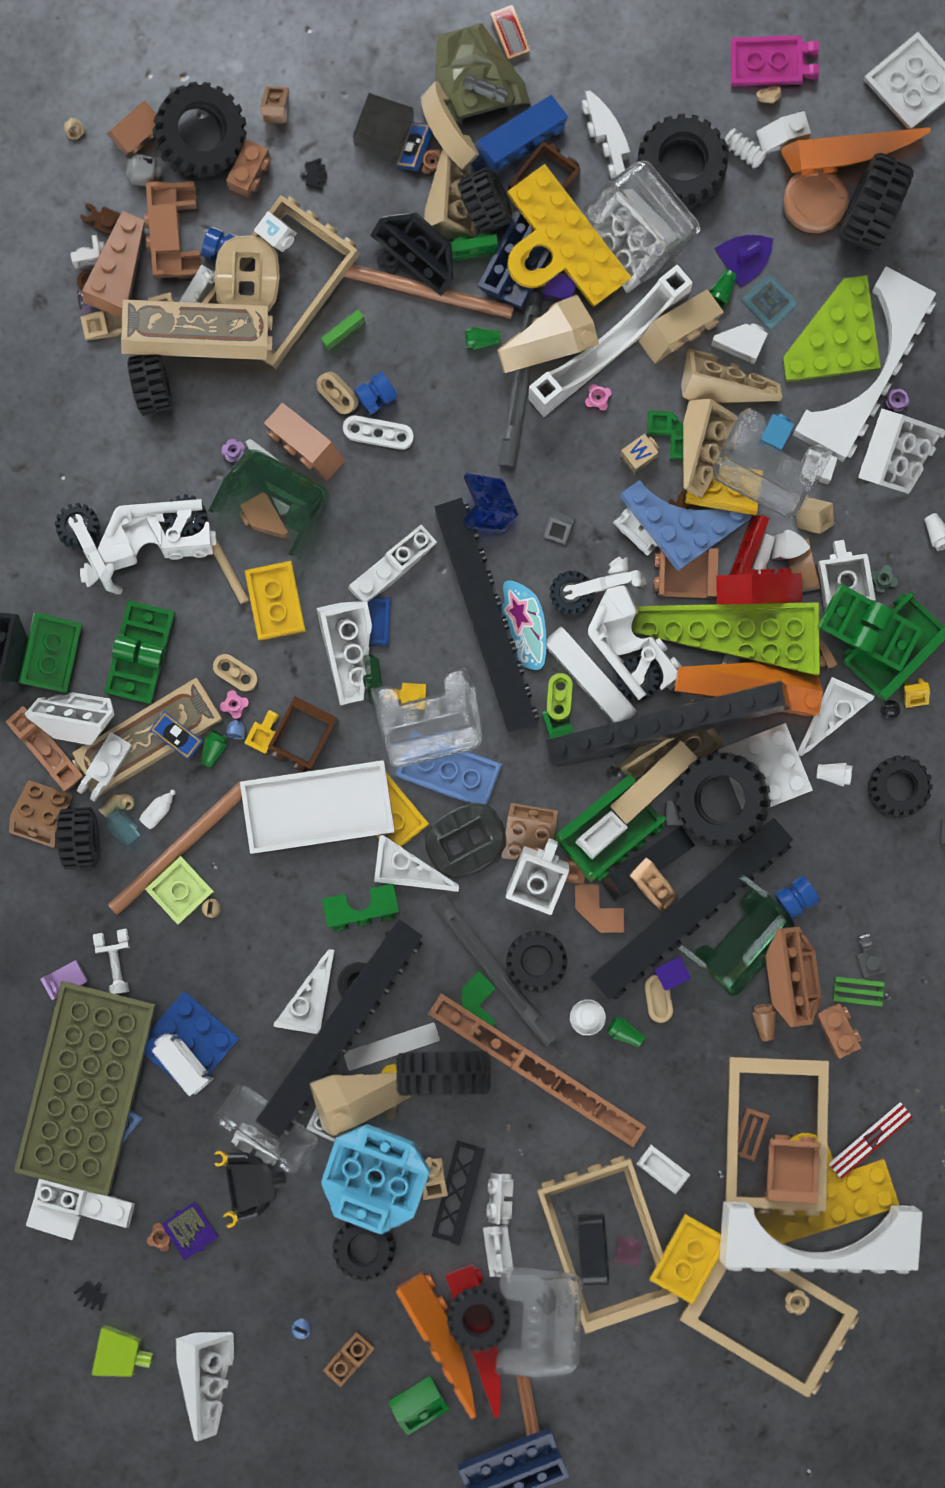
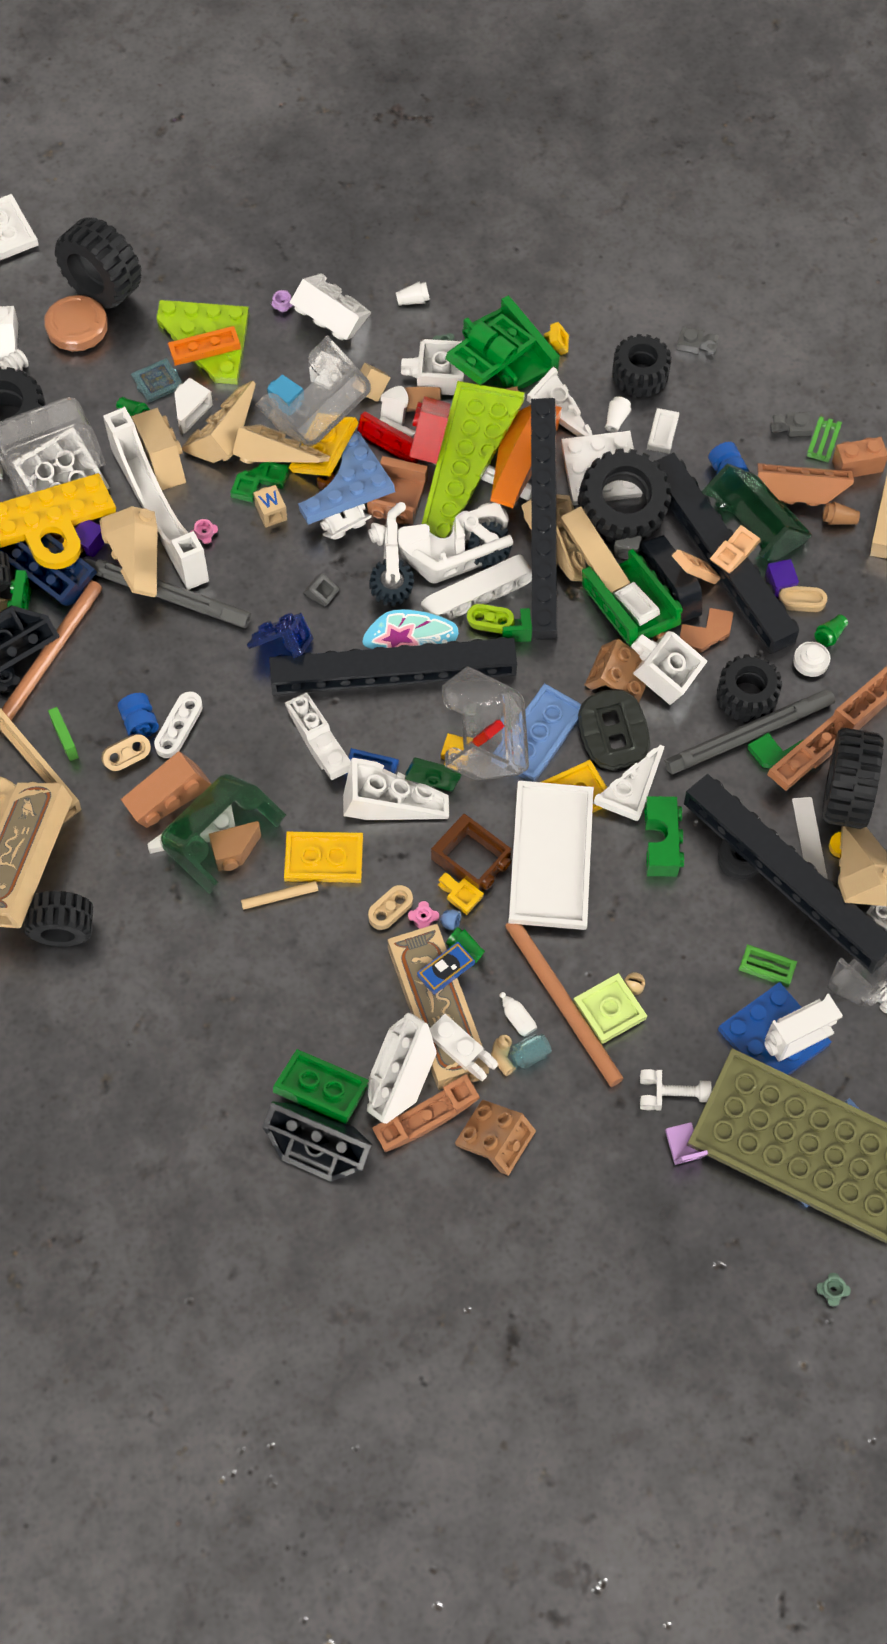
camera: 85 degrees left, 20 degrees down
(78, 838) = (534, 1090): black tyre -> none
(132, 528) = (215, 937): white piece -> none
(139, 652) = (344, 997): green plate -> none
(230, 444) = (156, 869): lavender plate -> none
(261, 1047) = (764, 974): none -> bright green tile
(308, 1005) = (756, 908): white wing -> none
(424, 721) = (487, 733): none -> red tile
(480, 337) = (112, 618): green cone -> none
(685, 921) = (735, 550): none -> light nougat slope
(745, 256) = (106, 389): dark purple shield -> none
(810, 337) = (204, 345): none -> orange plate
(829, 824) = (663, 431): none -> white tile
(843, 151) = (39, 292): orange wedge -> none
(890, 715) = (567, 369): black hinge -> none
(904, 307) = (203, 278): white arch -> none

